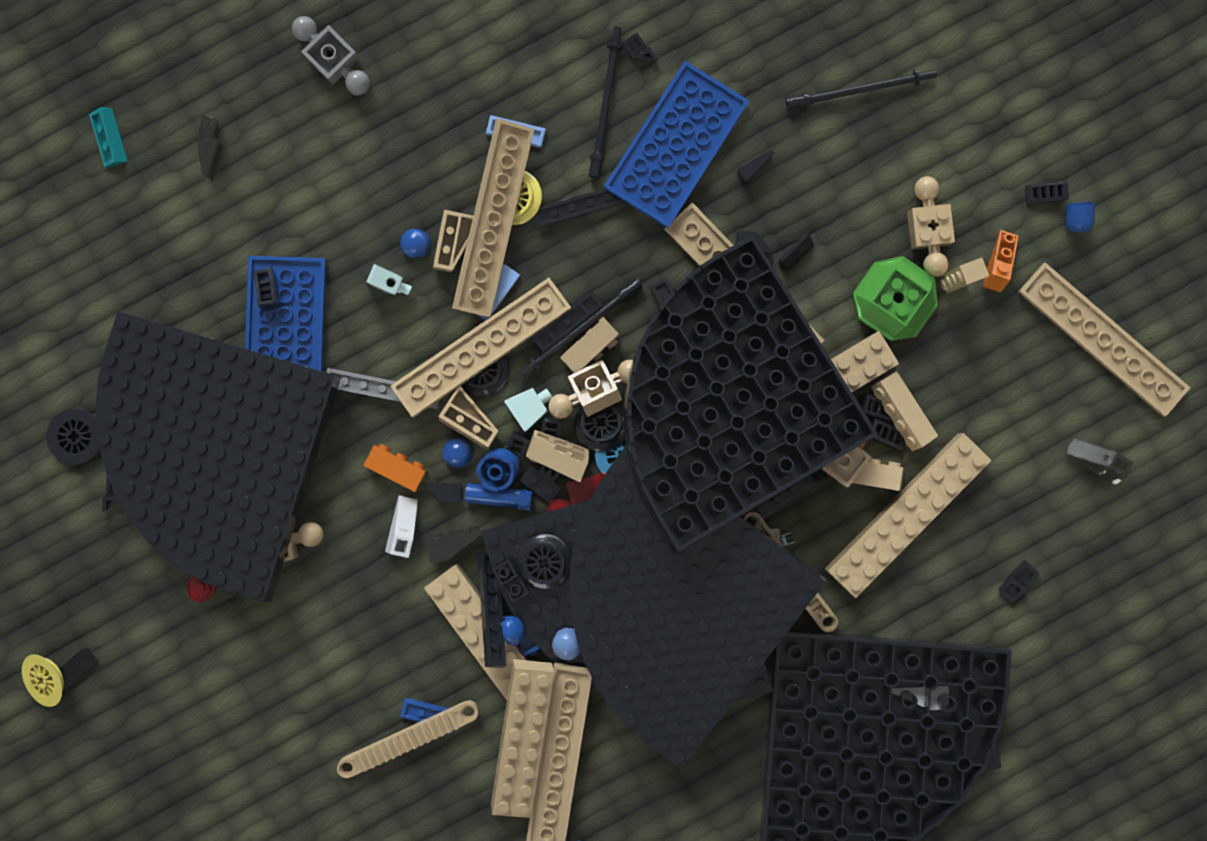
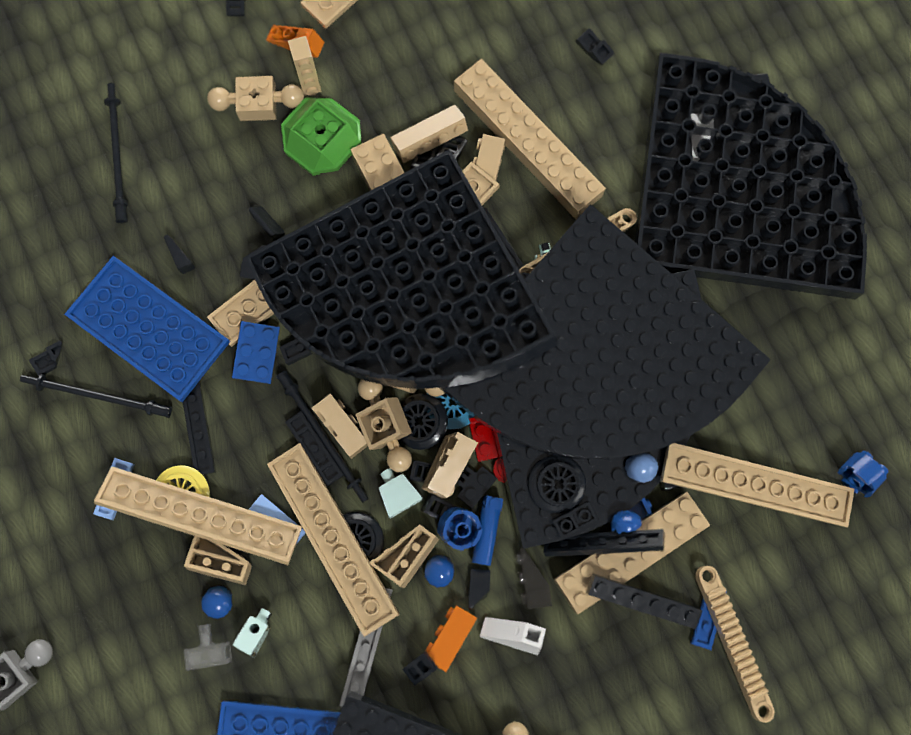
camera: 85 degrees left, 10 degrees down
(365, 441) = (420, 668): none -> black slope
(367, 240) = (207, 653): none -> clear brick
(440, 650) = (643, 601): none -> black plate
(522, 738) = (736, 519): tan brick -> none
(659, 255) = (256, 352): none -> blue plate

